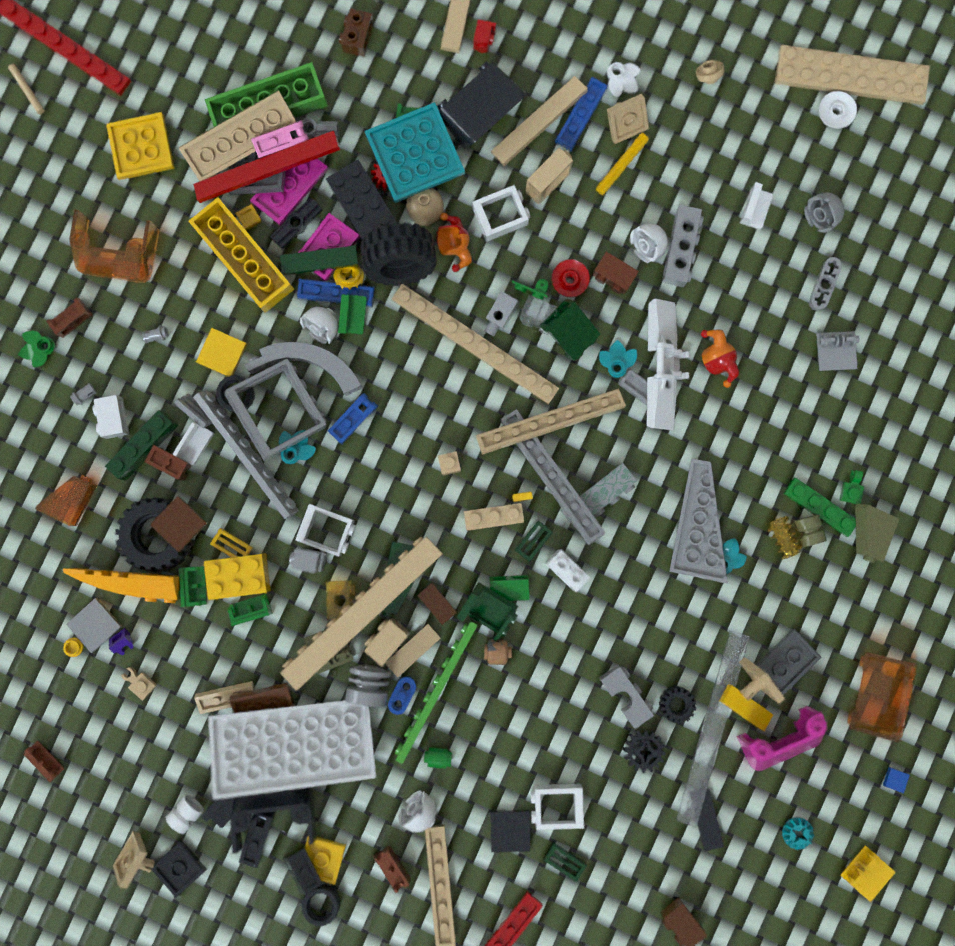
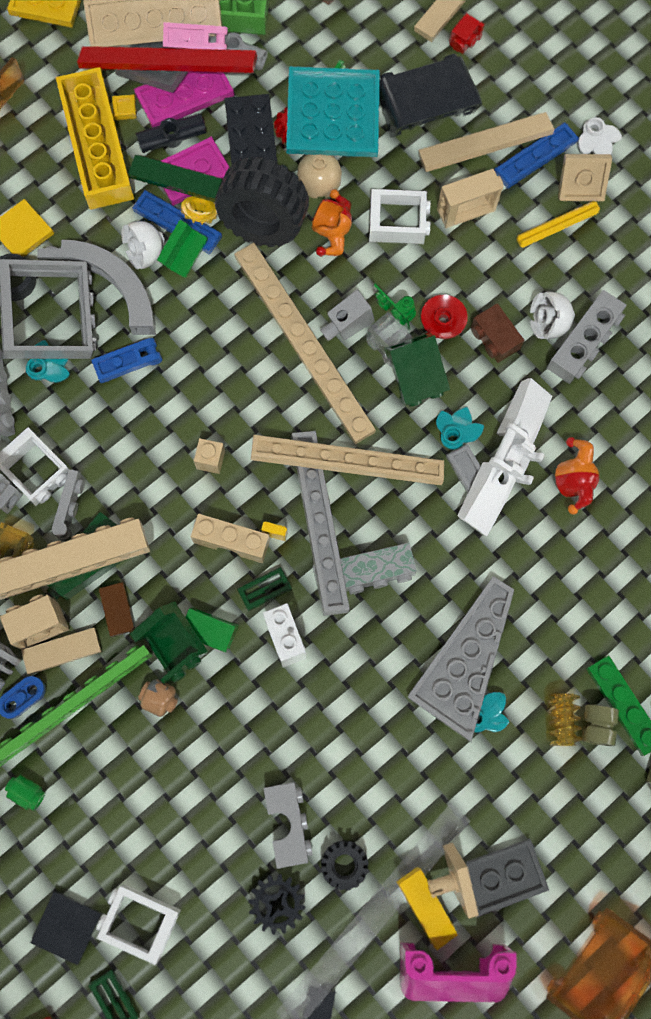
camera: 20 degrees right, 10 degrees down
(365, 546) = (67, 506): none -> light grey plate

